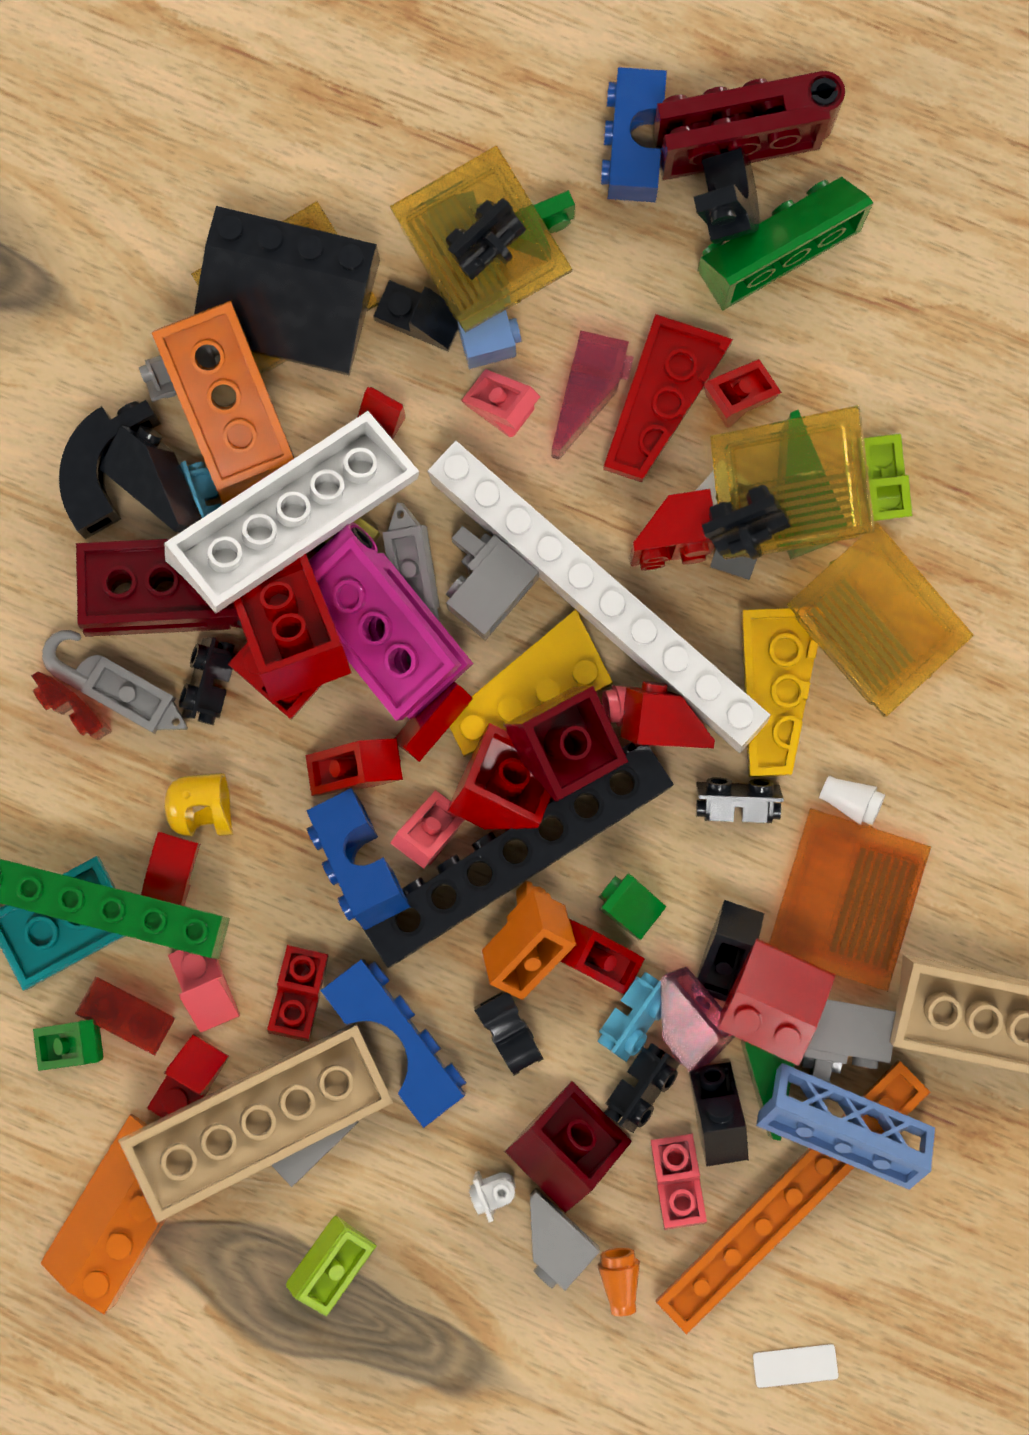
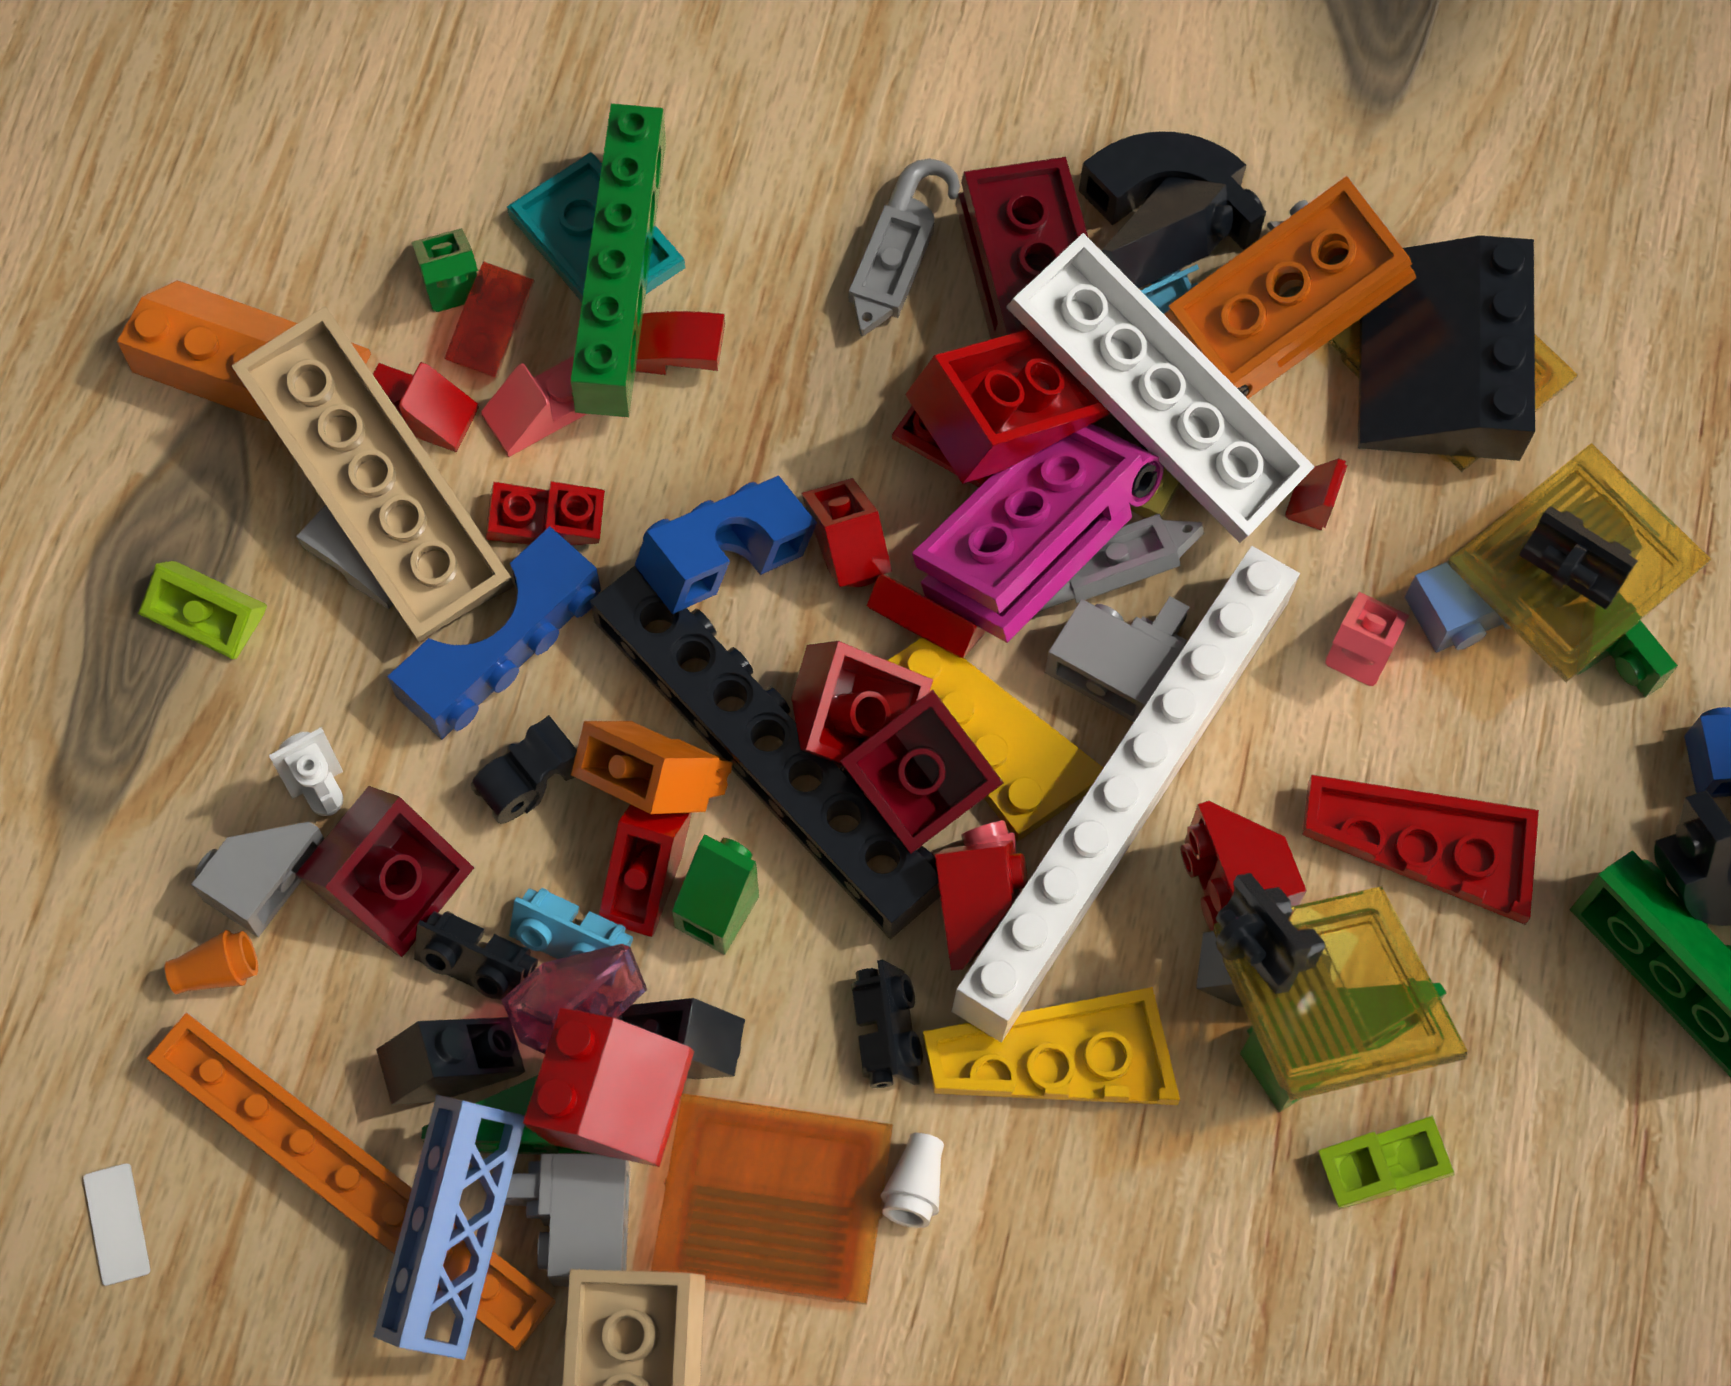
camera: 75 degrees right, 15 degrees down
(63, 699) = (873, 187): clear red slope -> none
(199, 790) = (763, 344): yellow helmet -> none
(200, 695) = (906, 342): black hinge -> none
(417, 315) = (1459, 512): black slope -> none
(427, 830) = (773, 626): coral slope -> none
(592, 383) = (1419, 743): clear pink slope -> none
(678, 1181) = (352, 1024): coral slope -> none
(741, 391) = (1459, 937): red slope -> none
(879, 620) = (1178, 1179): clear yellow piece -> none

